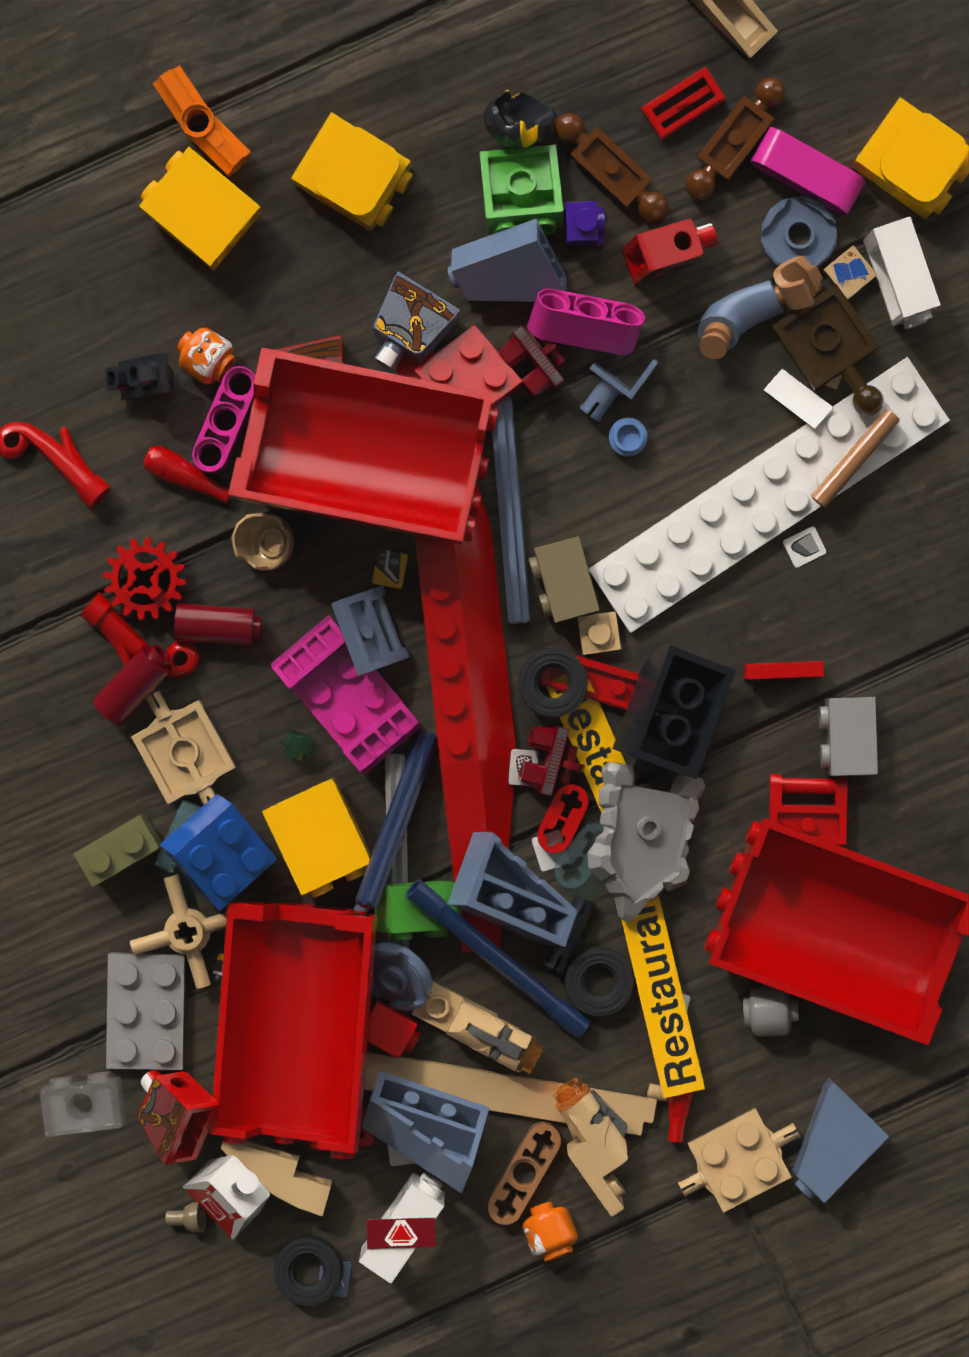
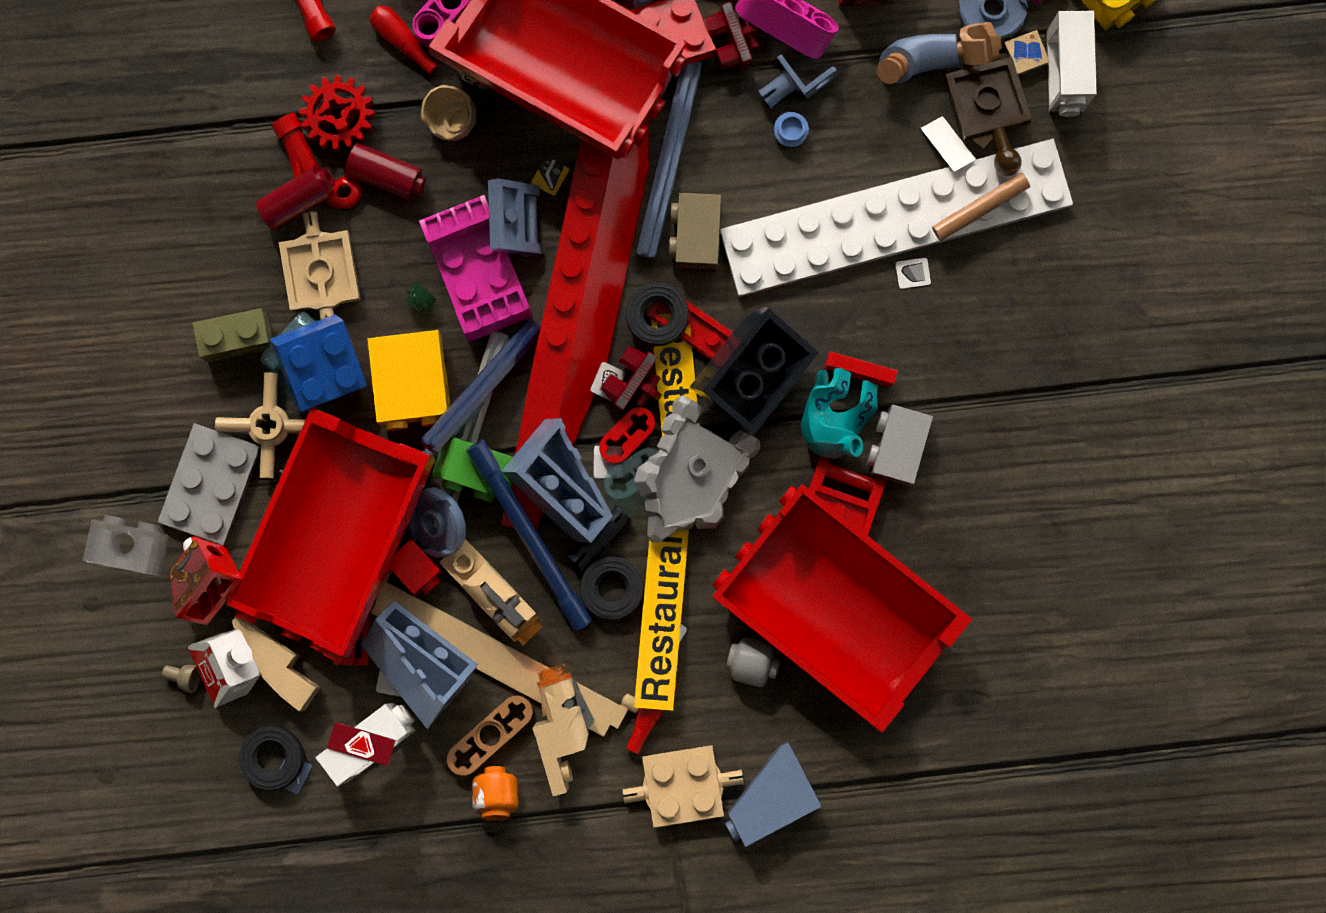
camera: 20 degrees right, 5 degrees down
(599, 633) = (711, 287): tan plate -> none
(776, 745) = (835, 433): none -> teal piece

